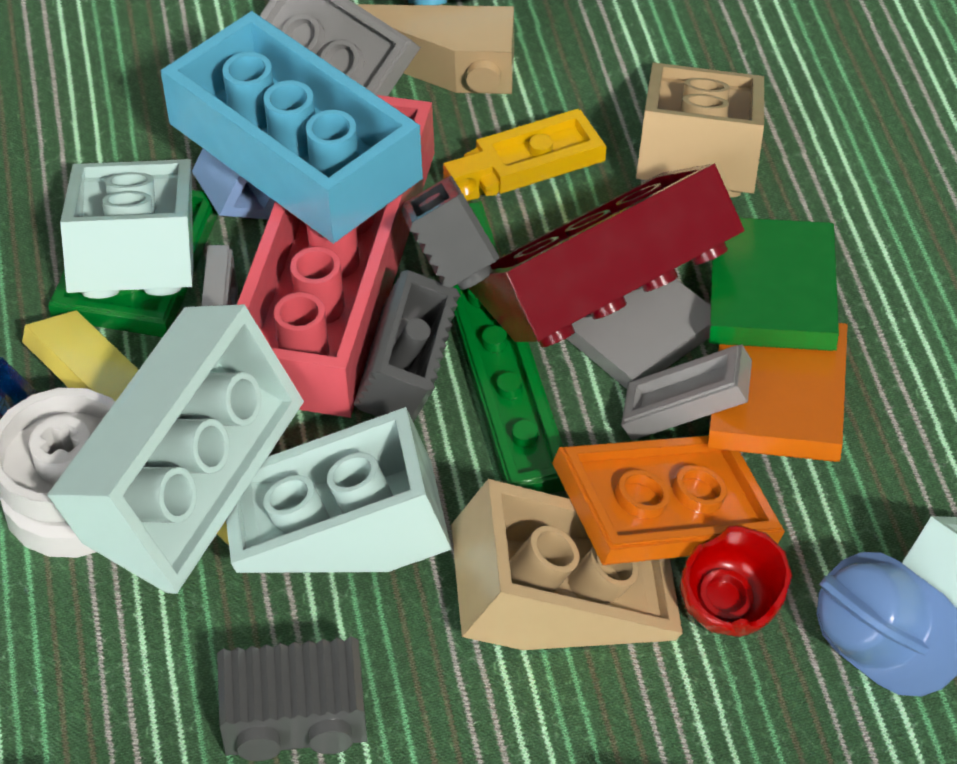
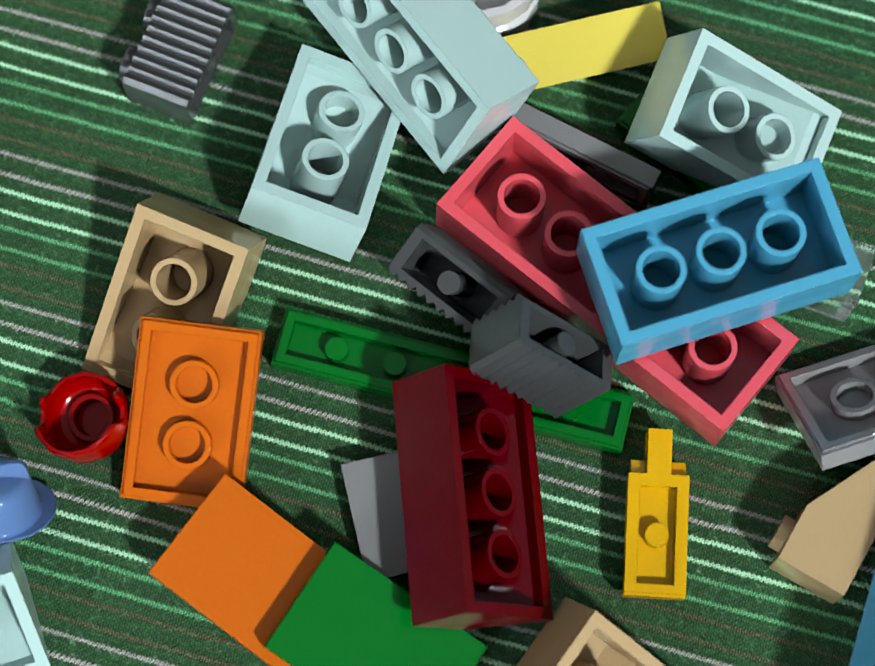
camera: 115 degrees right, 25 degrees up
(687, 392) = (284, 488): light grey tile -> none

